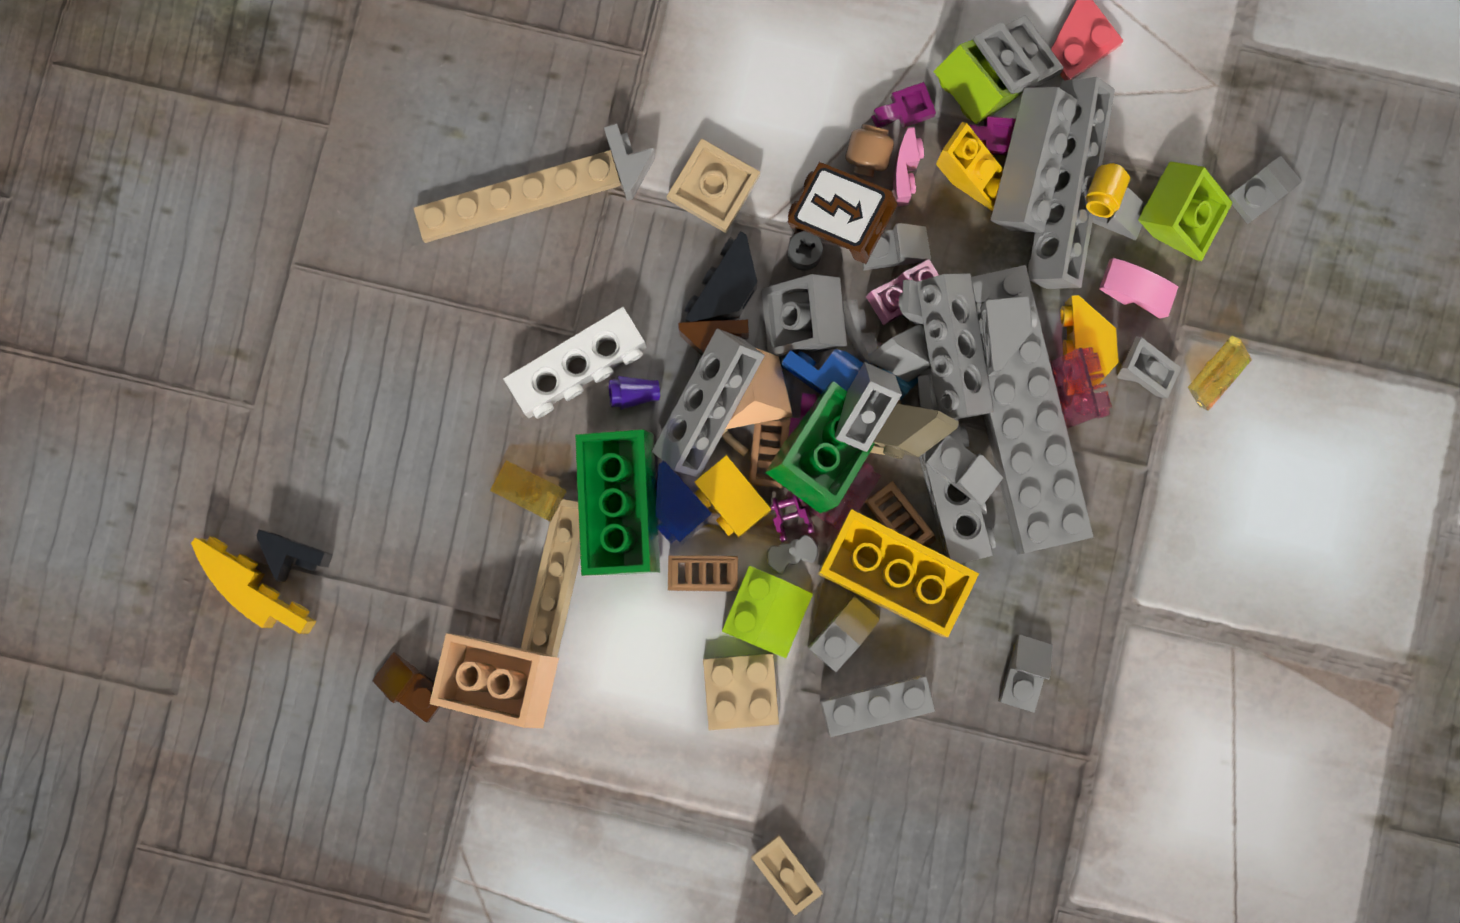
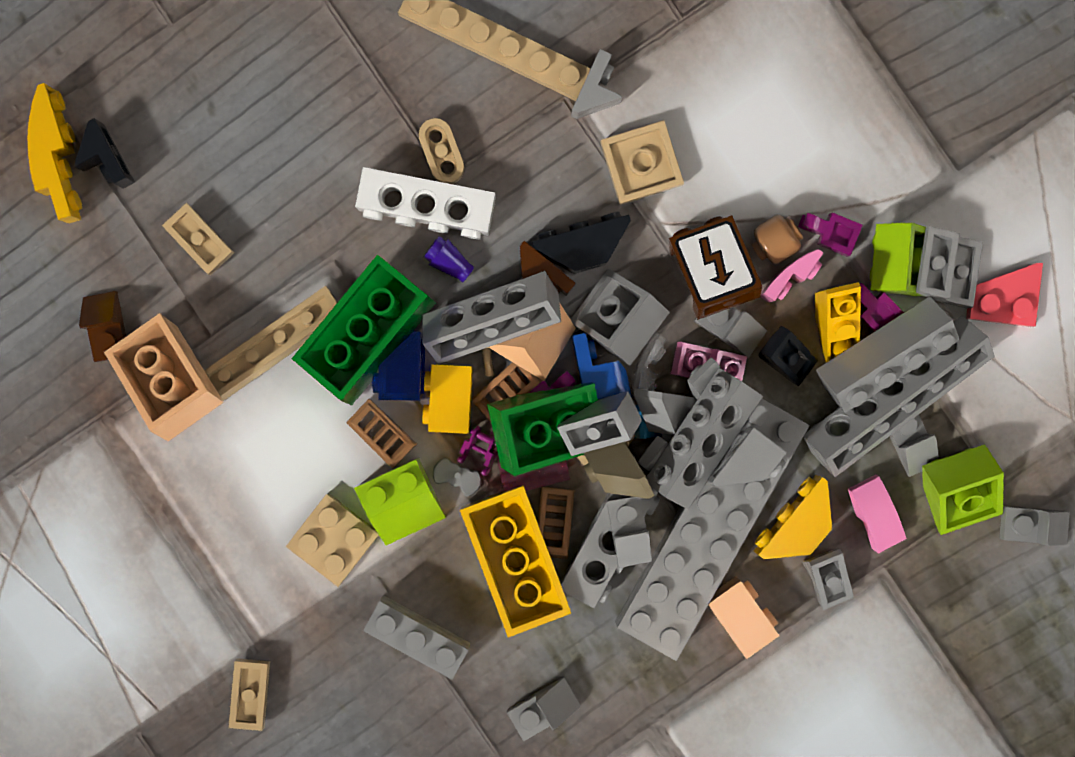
camera: 40 degrees right, 5 degrees up
(423, 551) = (198, 239): none -> tan plate
(528, 490) = (310, 263): clear yellow plate -> none
(553, 314) = (441, 152): none -> tan plate
(805, 258) = (656, 273): dark grey wheel -> none
(844, 634) = (440, 566): light grey slope -> none
(959, 230) = (788, 356): none -> black slope
(1075, 387) = (762, 544): clear pink hinge -> none
(1107, 190) = (918, 425): yellow brick -> none
(1111, 459) = (742, 617): none -> light nougat brick
(1219, 373) = (877, 626): clear yellow plate -> none

